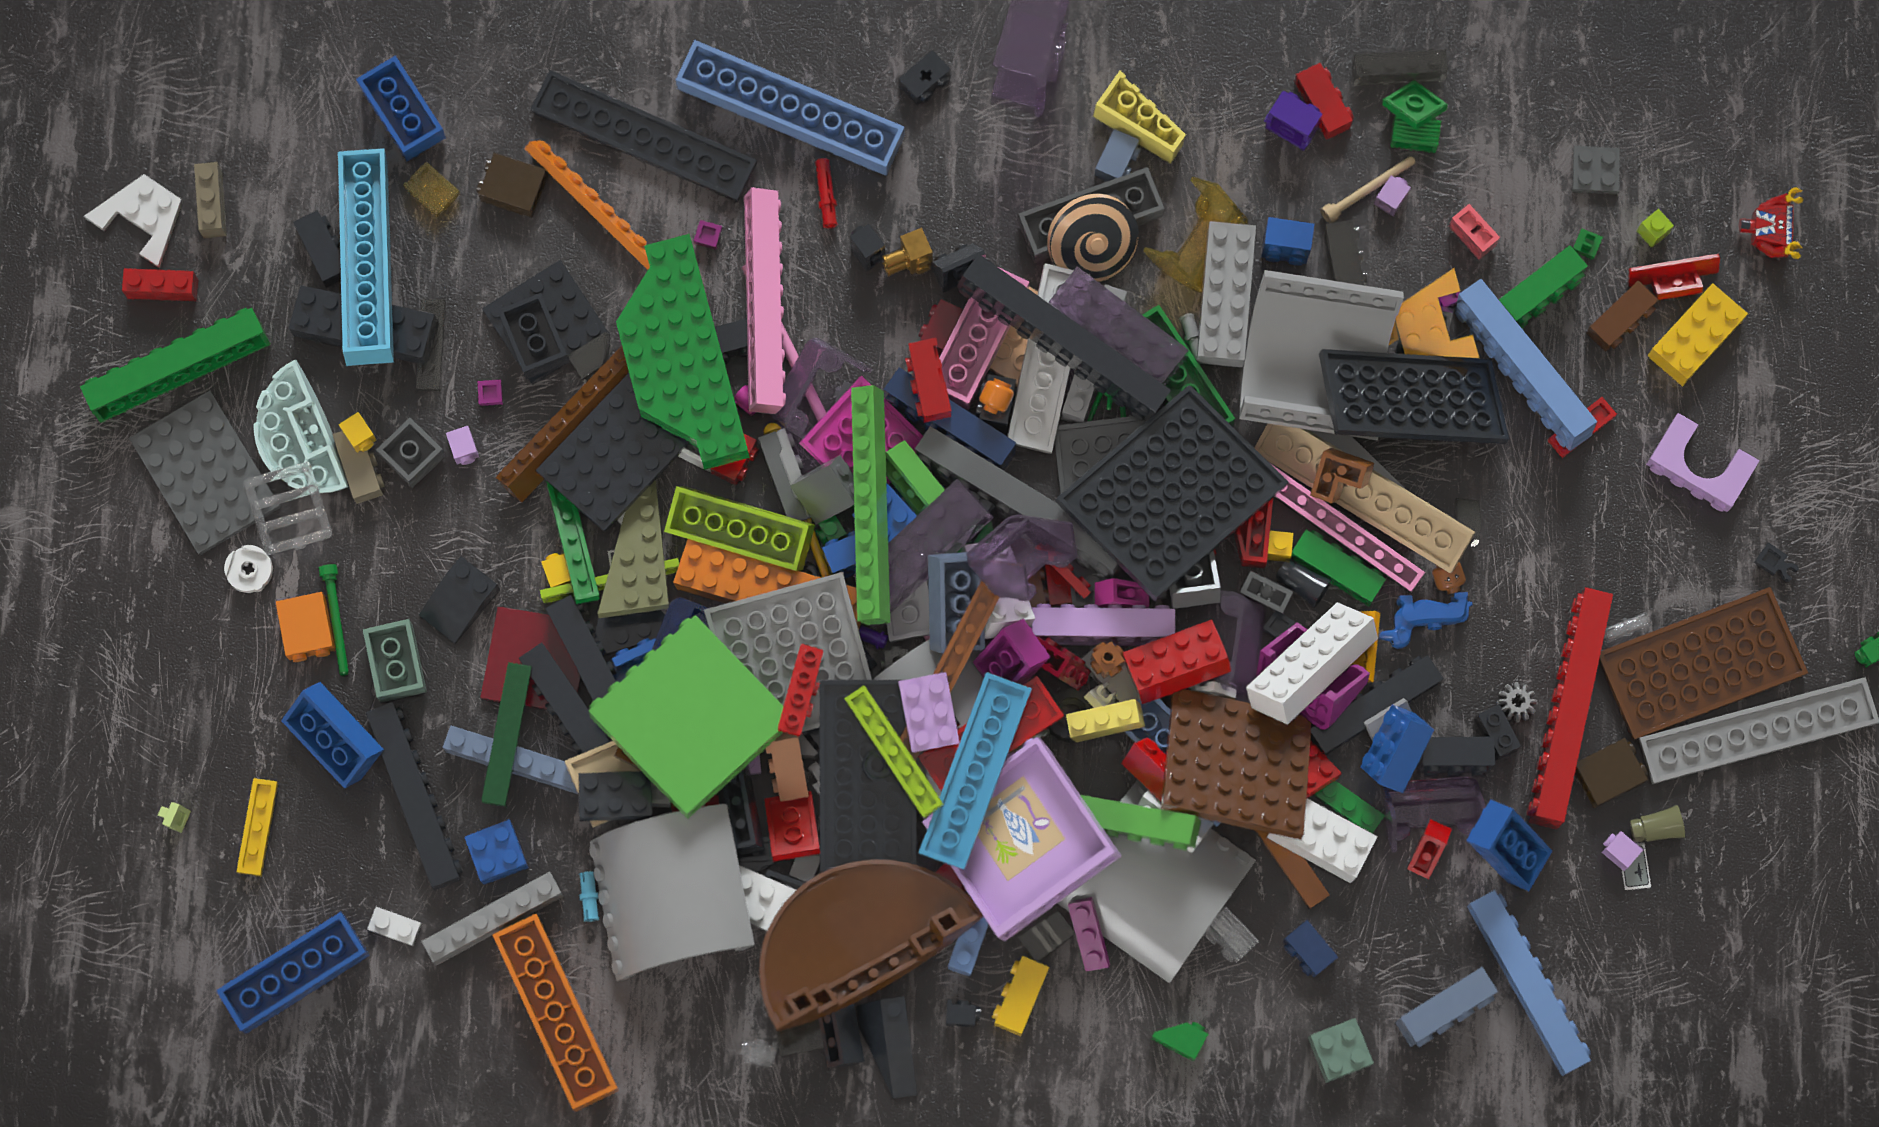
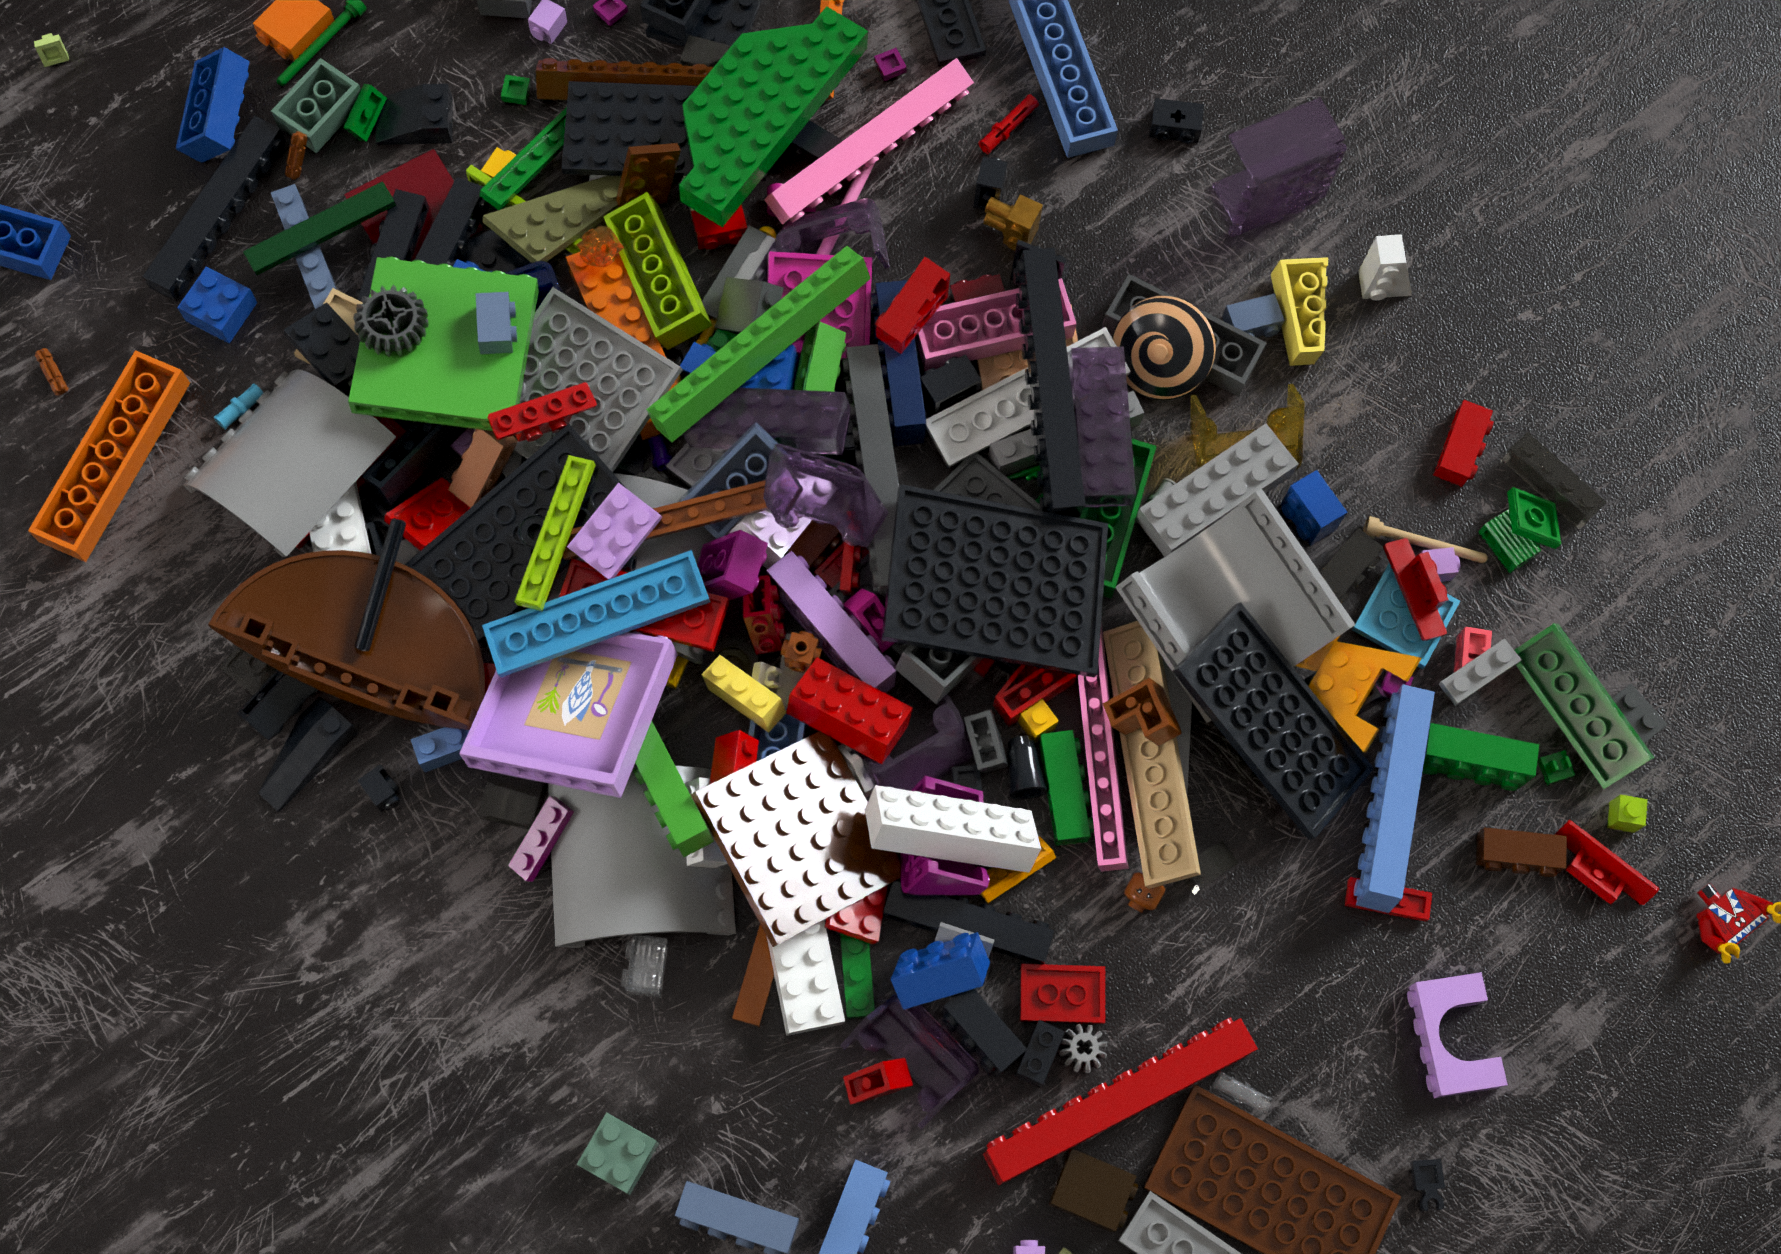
camera: 45 degrees right, 5 degrees down
(257, 827) = (92, 115): yellow plate -> none
(394, 926) = (92, 279): white plate -> none
(423, 707) = (296, 155): none -> dark orange axle
(428, 632) = (365, 112): none -> green plate
(446, 1007) = (51, 371): none -> dark orange axle
(492, 918) = (131, 335): light grey brick -> none
(499, 511) = (515, 89): none -> green plate
(644, 733) = (371, 325): none -> dark grey gear
(665, 475) = (648, 170): none -> reddish brown plate
(694, 553) = (599, 246): none -> clear orange brick
(712, 669) = (494, 322): none -> sand blue brick
(759, 1052) = (208, 648): clear brick -> none
(827, 898) = (380, 584): none -> black axle
(996, 396) = (950, 371): orange head -> none
(1020, 995) = (438, 826): yellow brick -> none
(1161, 42) = (1385, 269): none -> white wedge
(1183, 1039) = (513, 1002): green slope -> none
(1293, 120) = (1422, 428): dark purple brick -> none
(1309, 949) = (691, 1048): dark blue brick -> none
(1399, 221) = (1419, 586): none -> red bracket
(1408, 246) = (1390, 623): none -> medium azure plate
(1424, 614) = (1090, 897): blue animal -> none
(1470, 685) = (1062, 993): none -> red plate
(1490, 237) = (1479, 672): none -> light grey plate
(1509, 845) = (937, 1148): blue brick -> none
(1564, 193) = (1581, 706): none -> green brick
(1697, 334) = (1569, 932): yellow brick -> none

